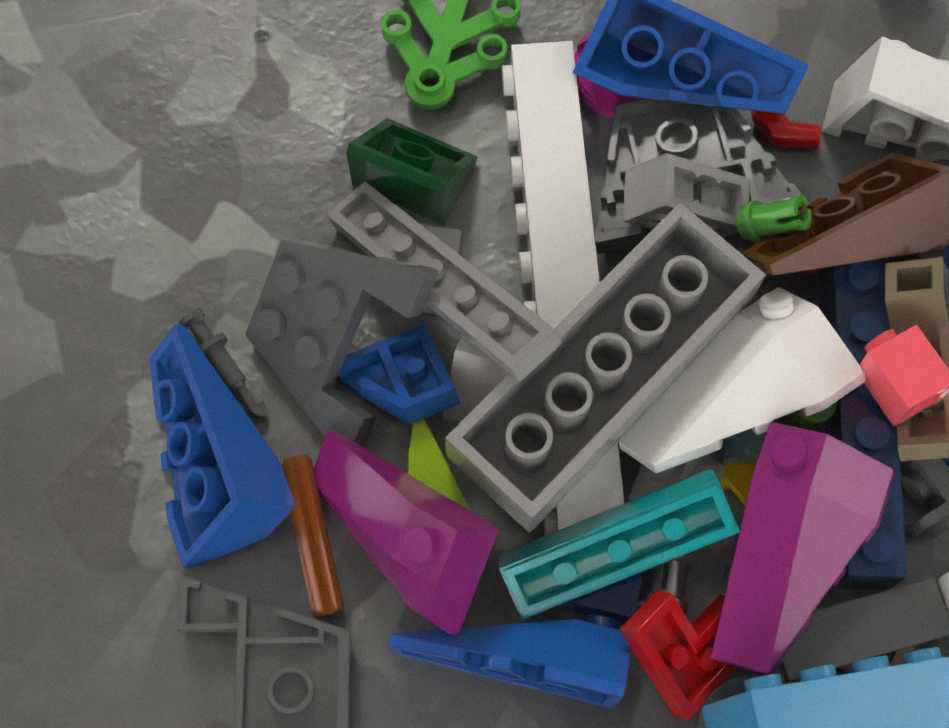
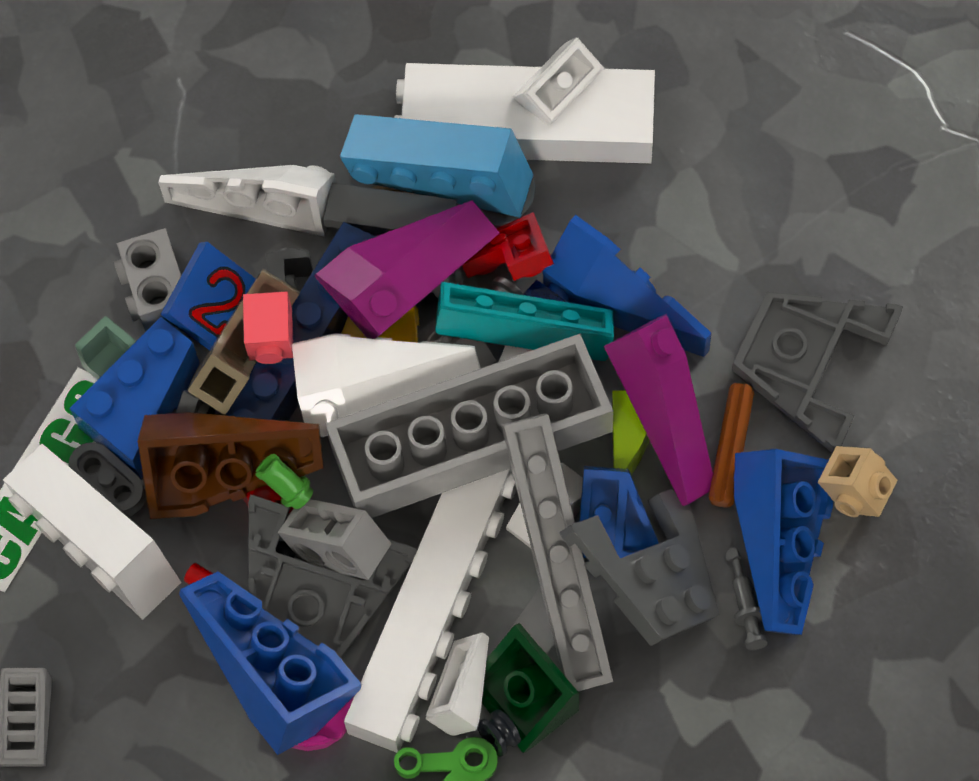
camera: 150 degrees left, 5 degrees down
(139, 540) = (857, 481): none -> tan brick
(417, 113) = (499, 732): none -> black bush
(479, 138) = (460, 688): none -> white slope

